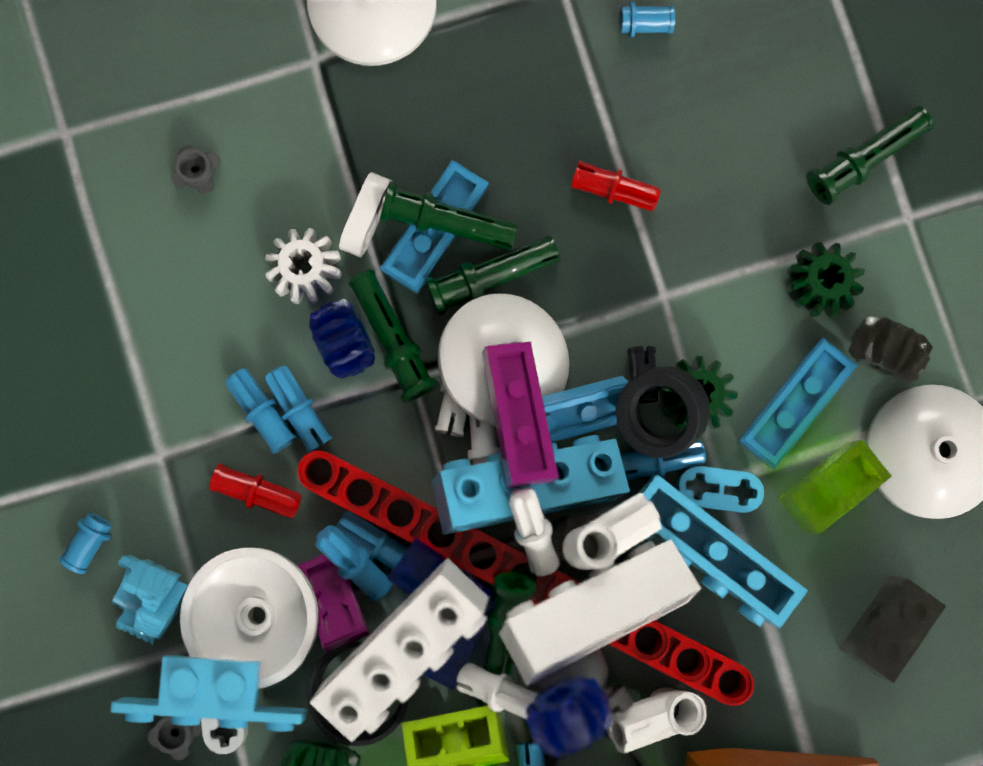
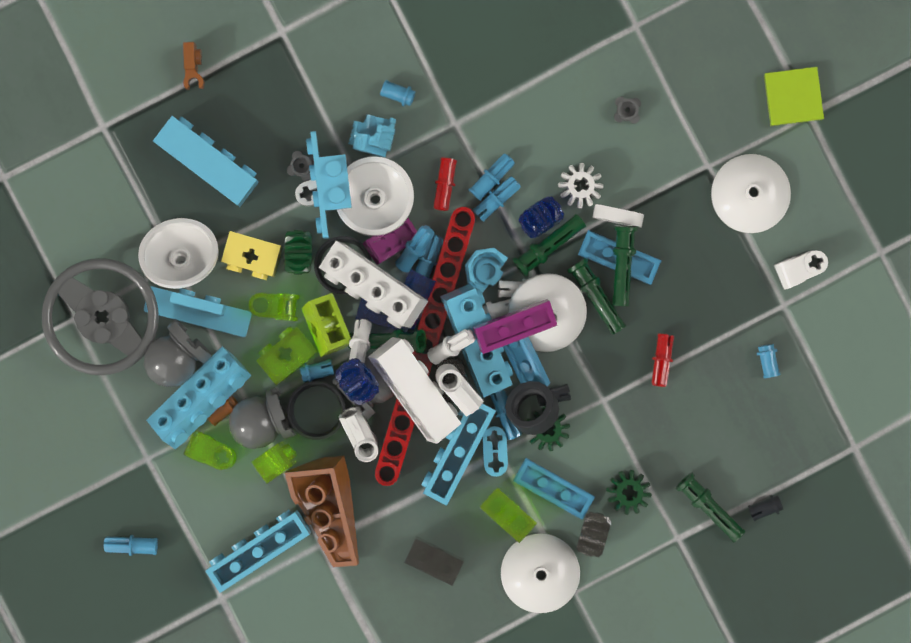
camera: 85 degrees right, 5 degrees up
(409, 450) = (484, 268): none -> medium azure hair
(883, 66) = (766, 507): none -> black pin

